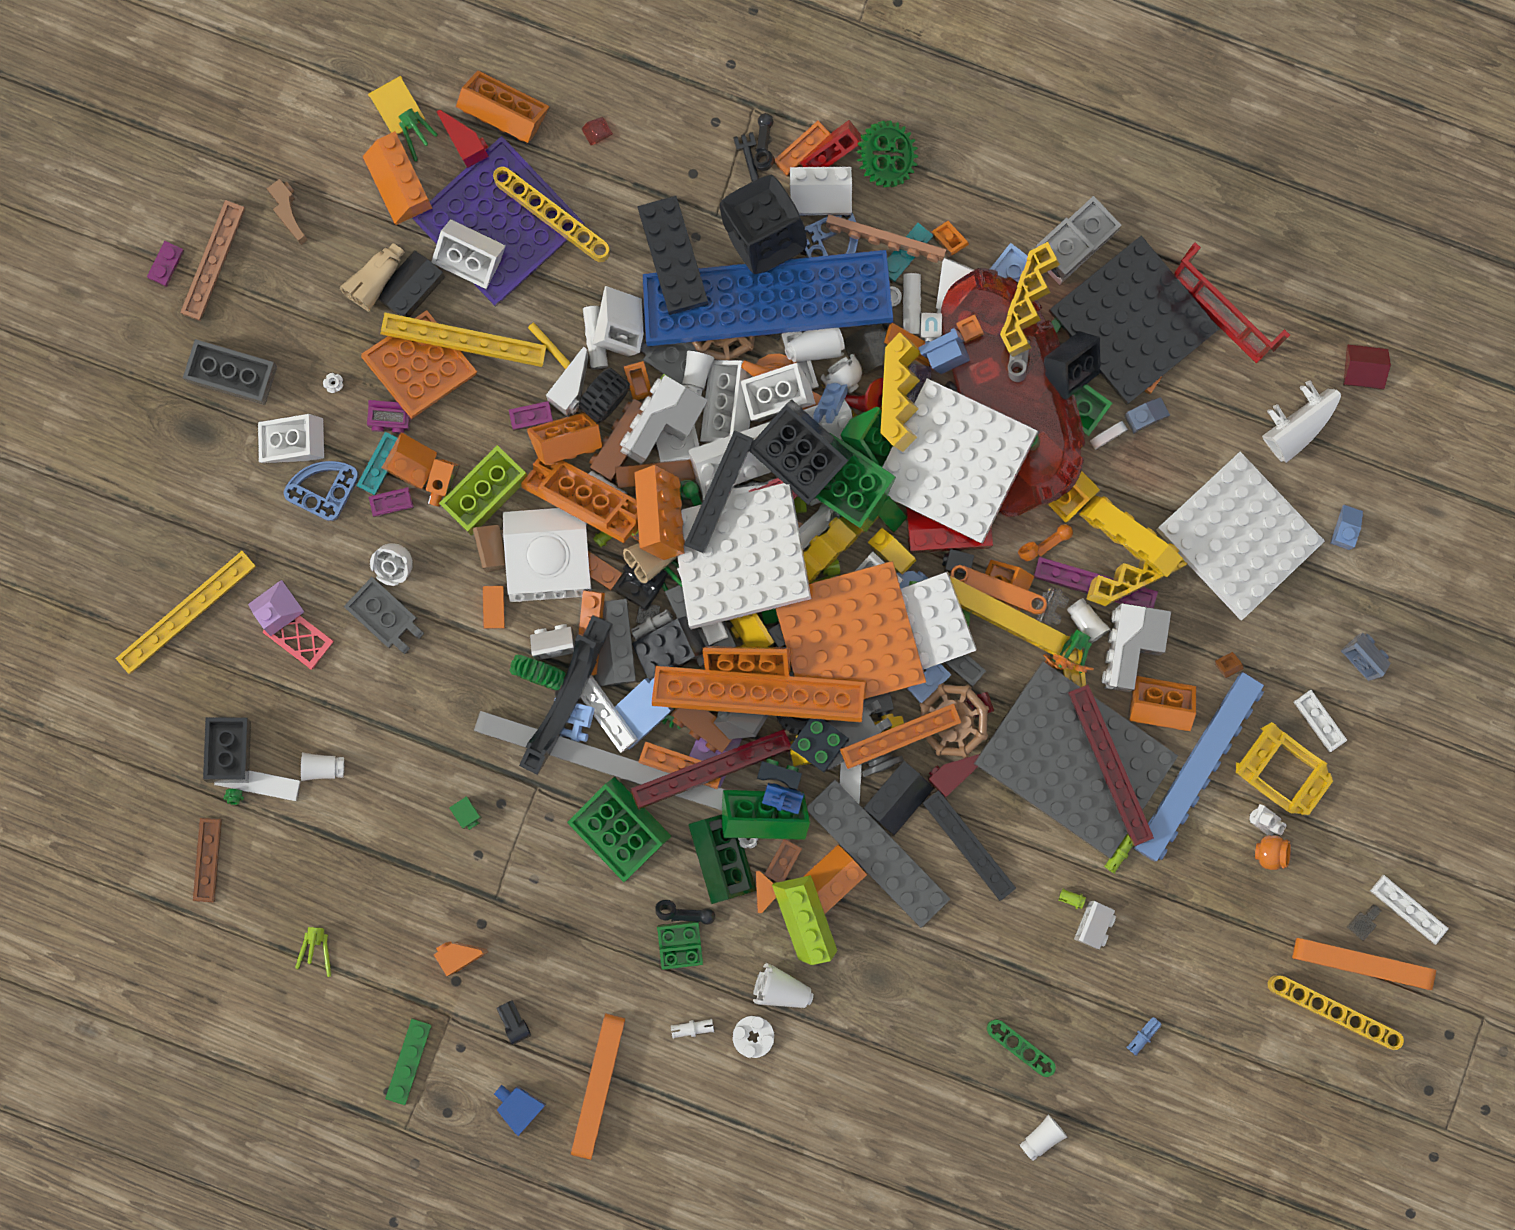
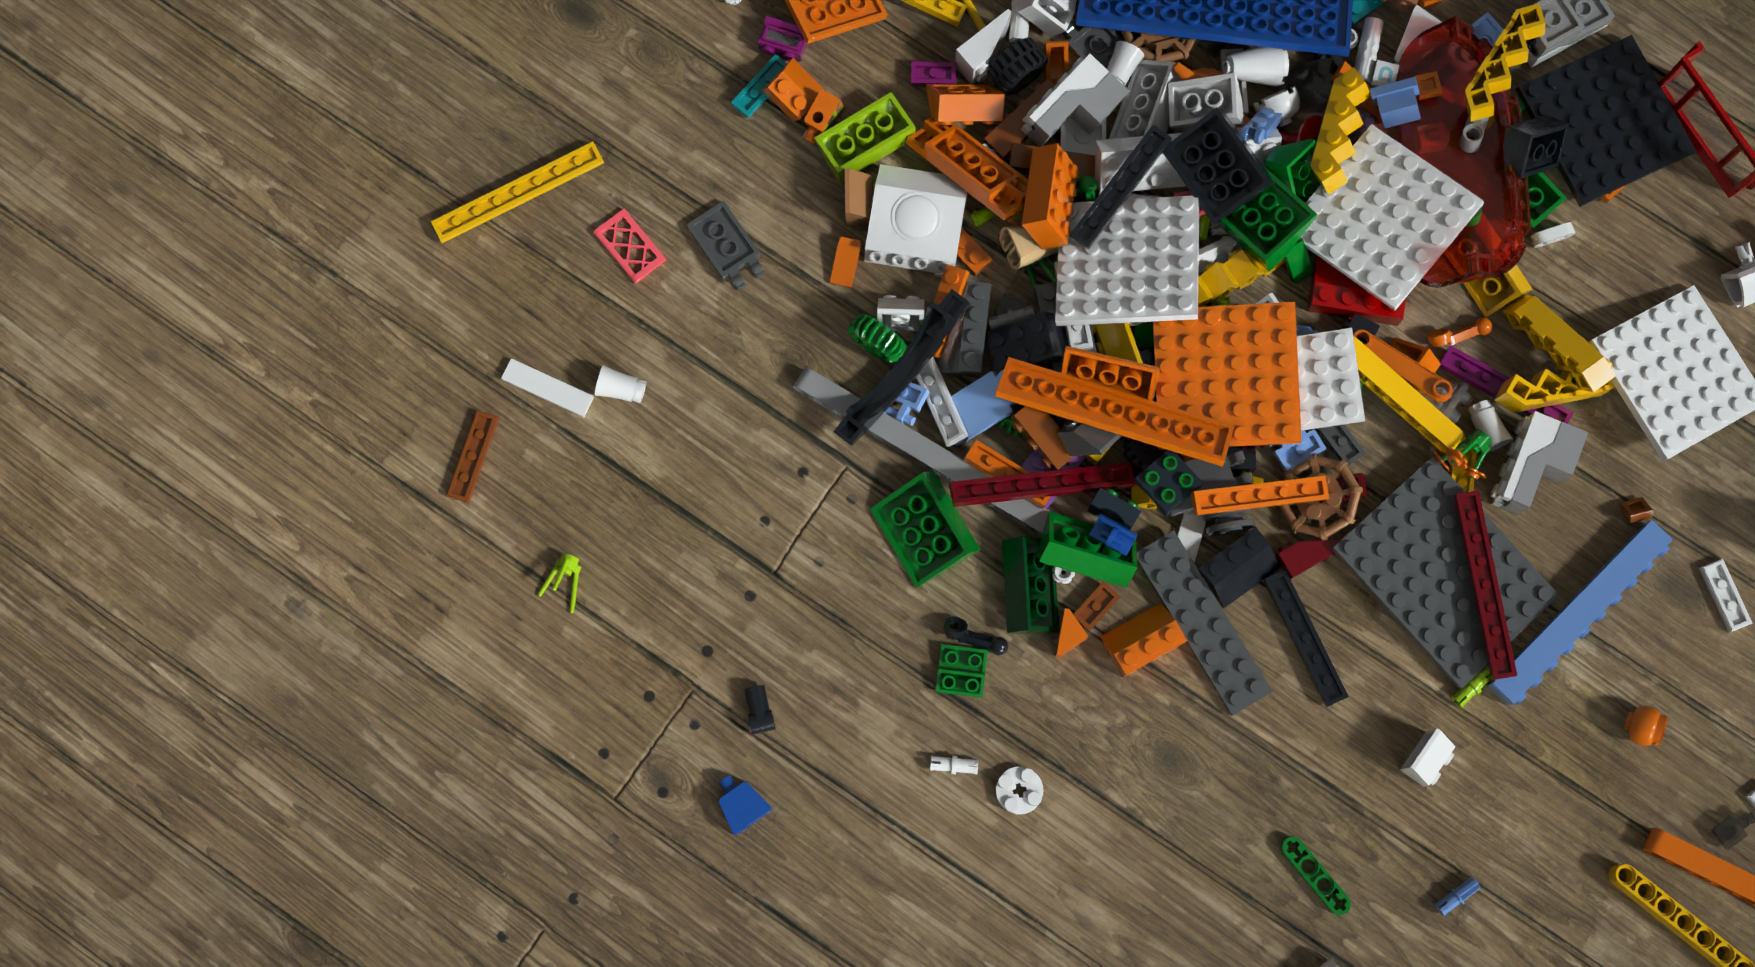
camera: 20 degrees right, 5 degrees down
(227, 750) = (523, 343): black brick -> none
(233, 796) = (518, 395): green plate -> none
(275, 608) = (614, 209): lavender slope -> none
(291, 439) = (674, 40): white slope -> none
(330, 500) = (699, 112): medium blue beam -> none
(391, 502) = (763, 128): magenta plate -> none
(391, 564) = (748, 190): white cylinder -> none
(408, 1061) = (634, 725): green plate -> none
(456, 956) = (717, 620): orange slope -> none
(466, 813) = (762, 472): green brick -> none
(598, 1086) = (835, 803): orange beam -> none
(637, 592) = (1004, 279): black slope -> none
(781, 989) = (1062, 744): white cone -> none
(805, 920) = (1107, 673): lime slope -> none
(891, 550) = (1289, 291): yellow slope -> none
(1072, 898) = (1408, 724): lime pin -> none
(1146, 414) = (1597, 223): sand blue slope -> none
(1163, 703) = (1555, 535): orange slope -> none
(1263, 751) = (1654, 614): yellow wedge -> none
(1267, 821) = (1646, 689): white hips -> none

